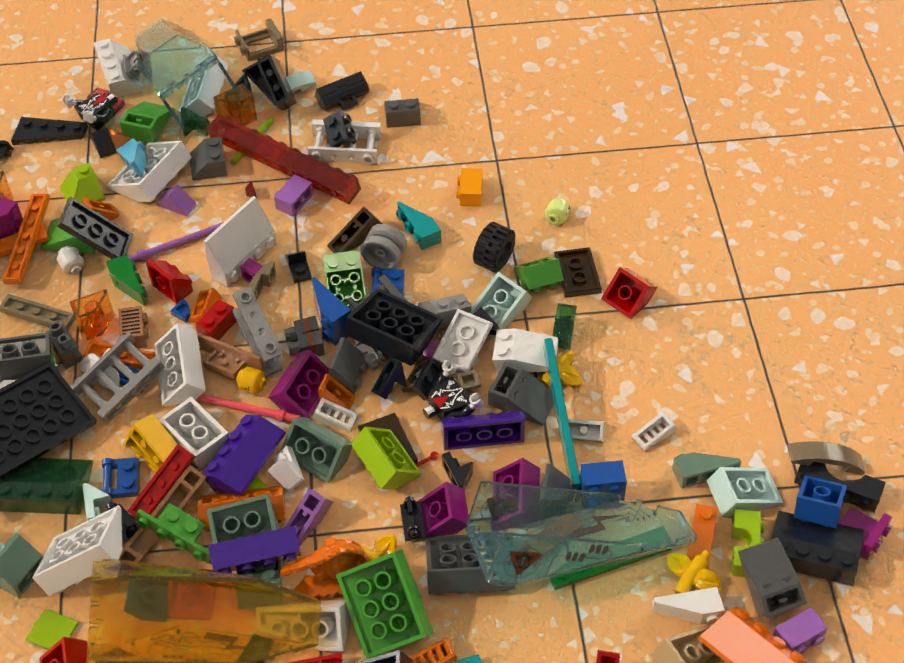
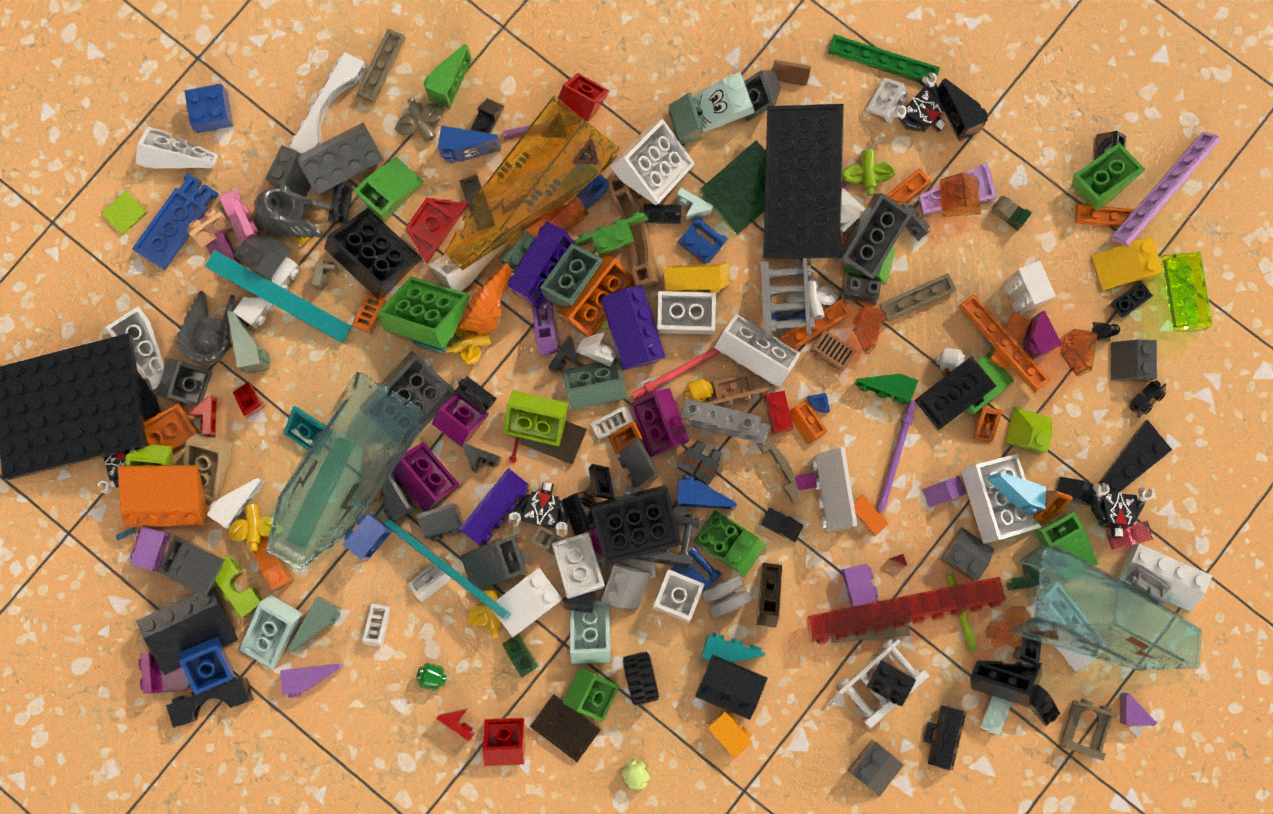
camera: 135 degrees right, 30 degrees up
(50, 629) = (622, 112): lime piece -> none
(162, 481) = (661, 255): red tile -> none
(169, 280) = (855, 413): red slope -> none
(224, 29) = (1132, 712): none -> medium lavender slope
(325, 485) = (567, 352): none -> black slope
(416, 273) = (678, 596): none -> white slope
(441, 202) = (731, 687): none -> black slope
(533, 450) = (440, 521): none -> dark grey slope
(576, 611) = (301, 427): none -> teal slope
(644, 366) = (431, 676): none -> green head
(651, 328) = (452, 720): none -> red slope
(743, 438) = (302, 679): none -> medium lavender slope
(824, 452) = (230, 711): dark tan slope -> none

